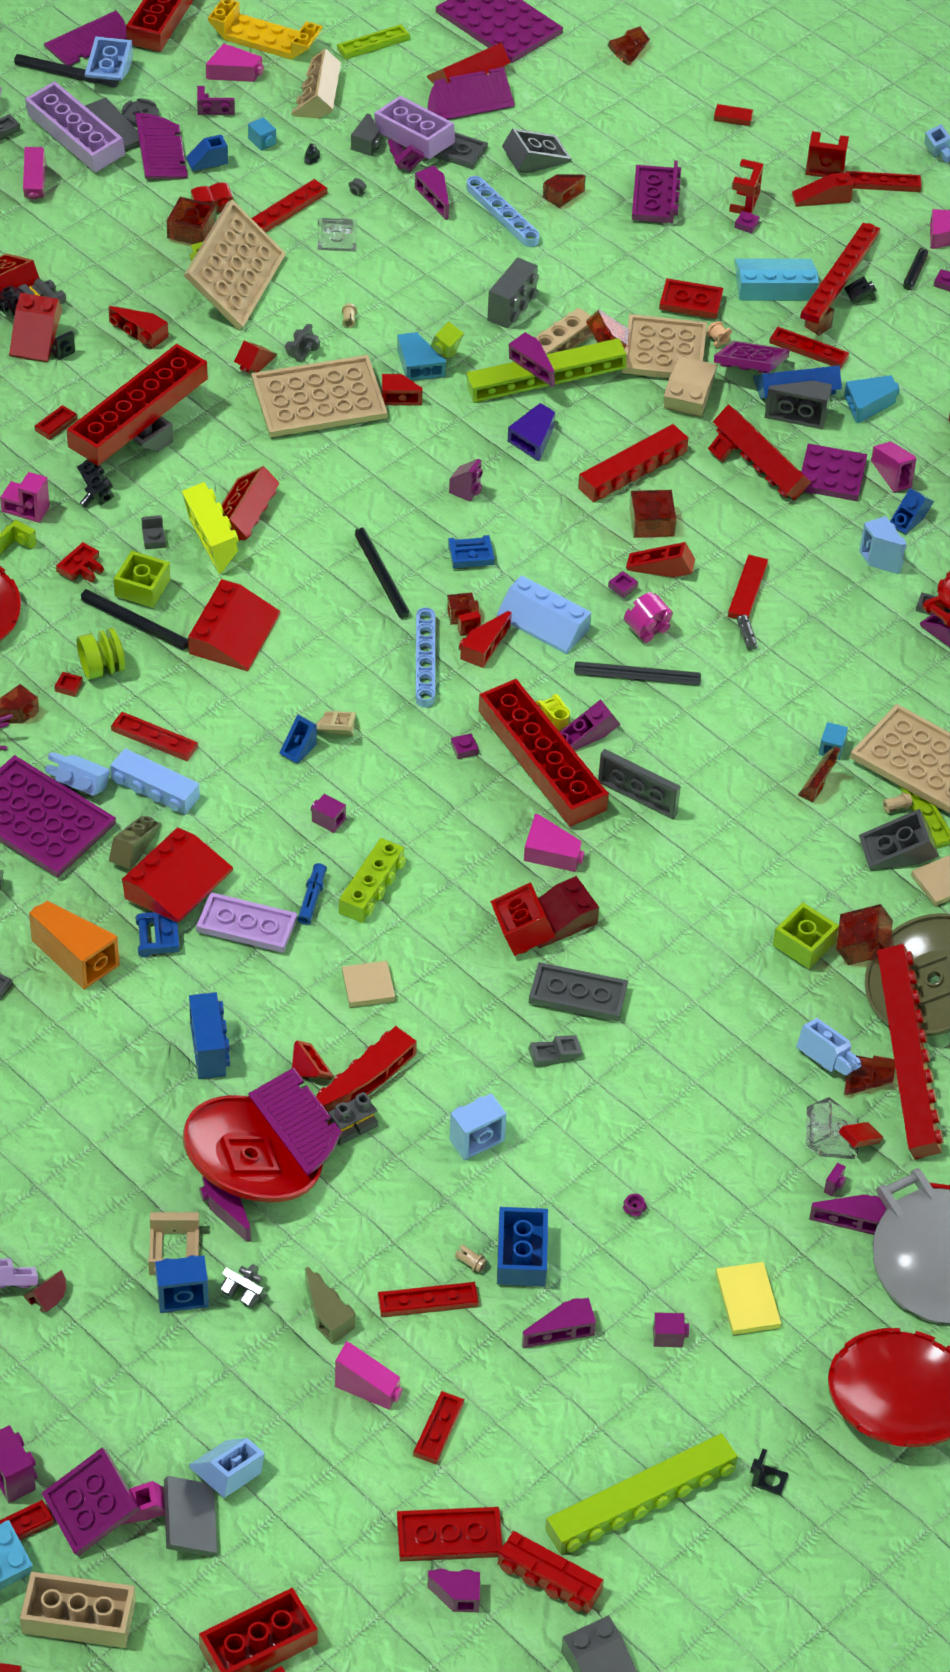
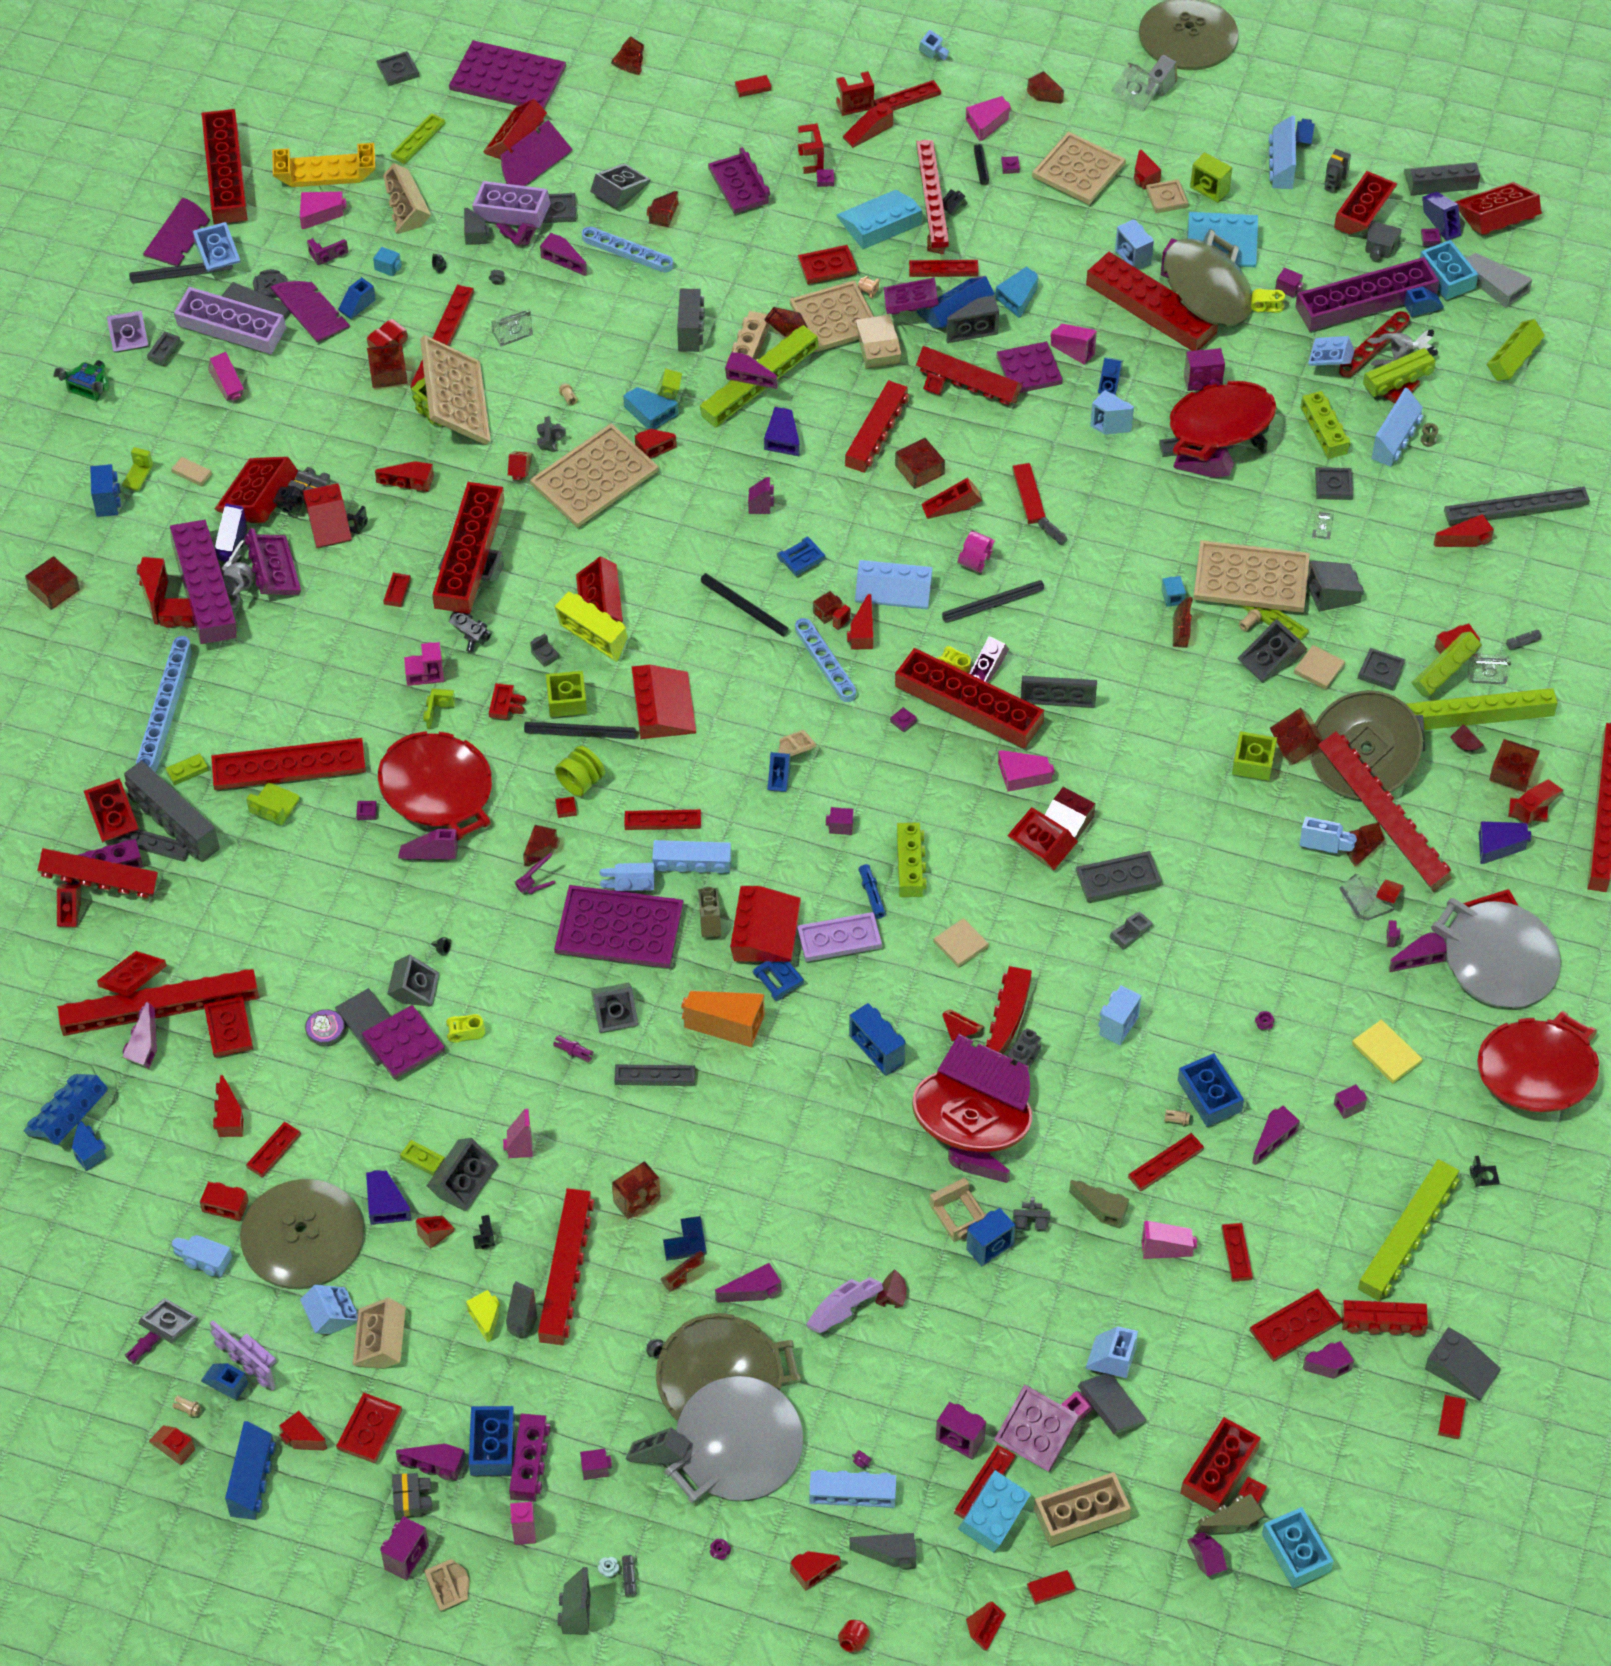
camera: 25 degrees left, 5 degrees up
(623, 584) = (935, 532): magenta plate -> none

